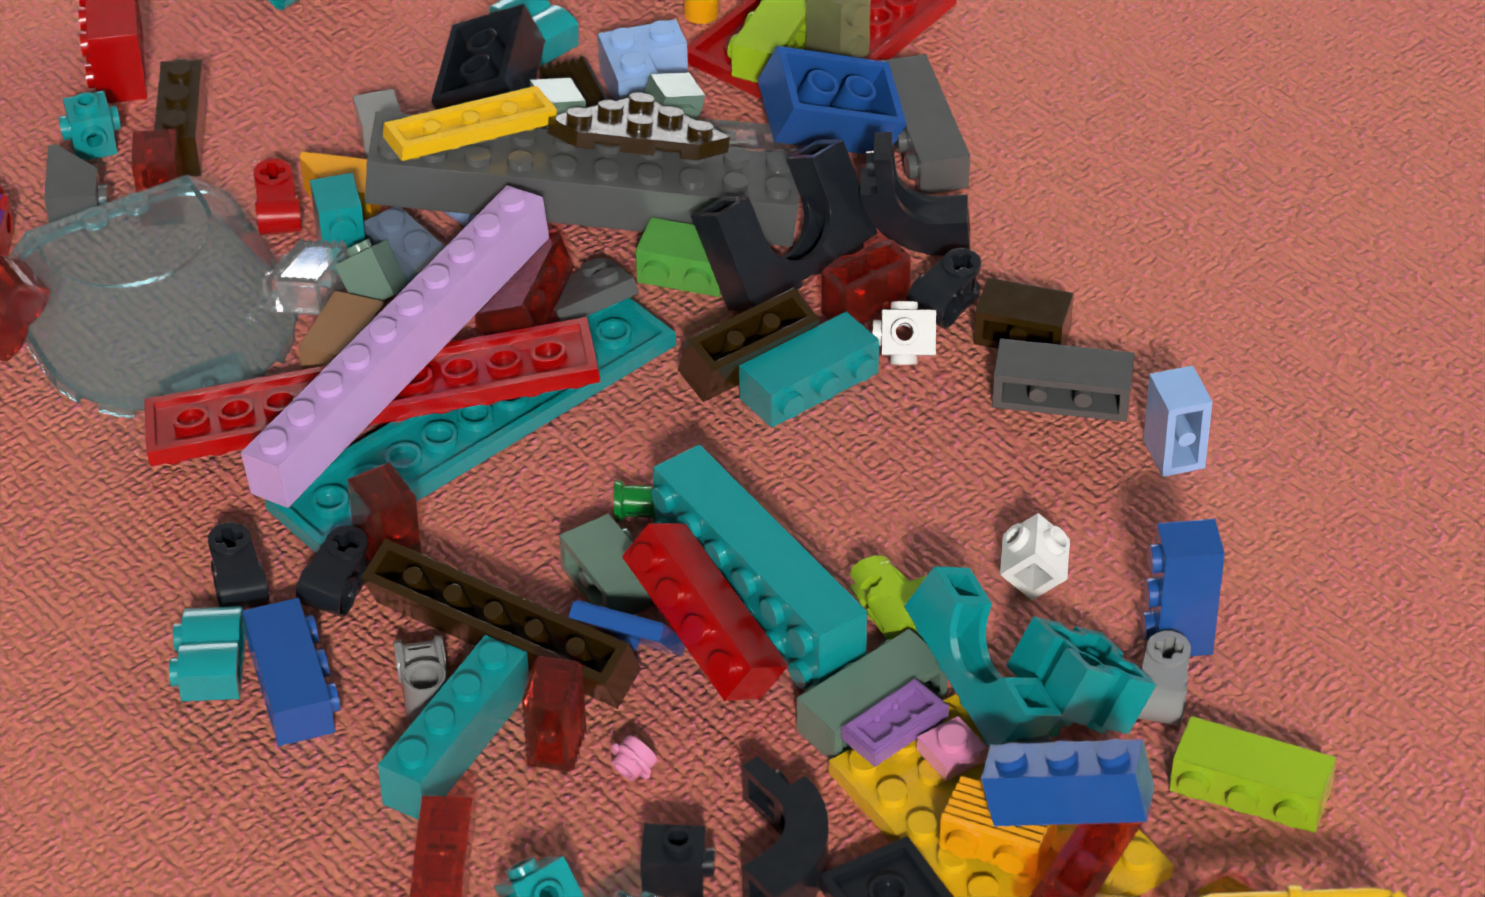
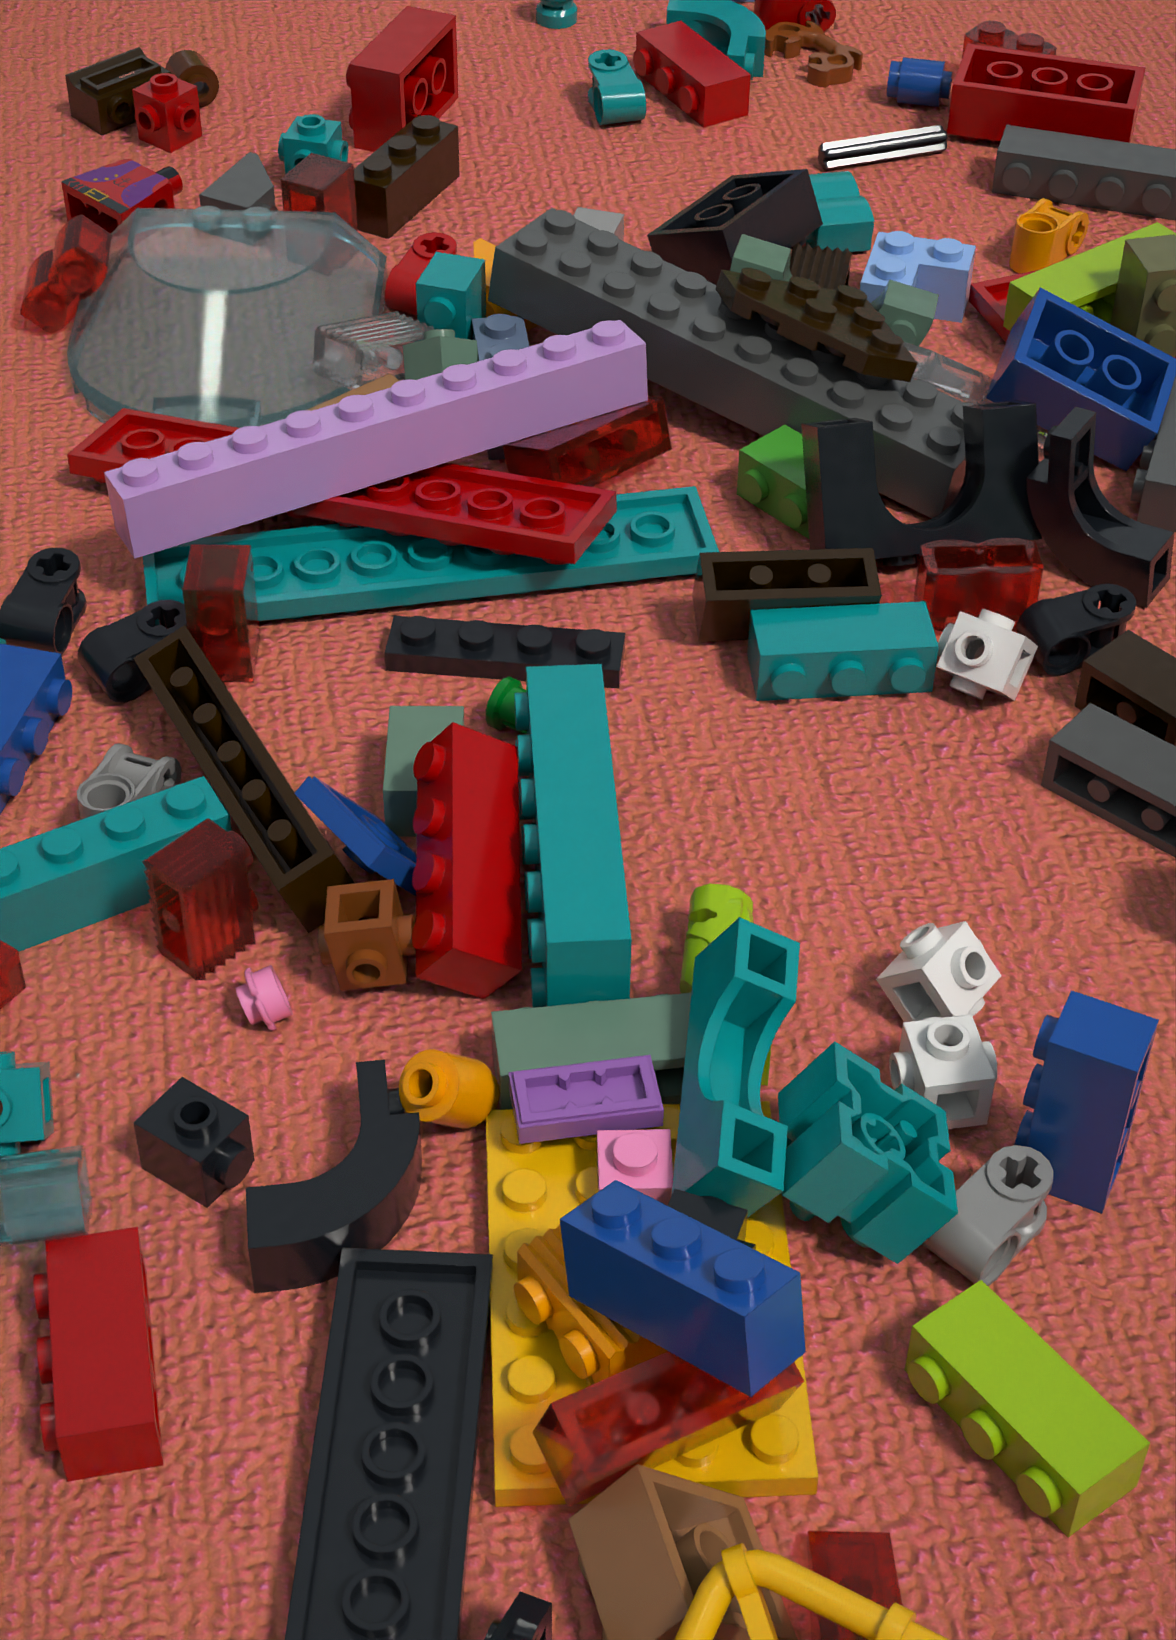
camera: 30 degrees right, 0 degrees up
(468, 123) = (627, 244): yellow plate -> none
(580, 465) = (497, 649): none -> black plate
(594, 288) = (677, 474): dark grey wing -> none
(675, 689) = (361, 947): none -> dark orange brick
(819, 751) = (448, 1089): none -> light orange brick
(1082, 603) = (948, 1067): none -> white brick

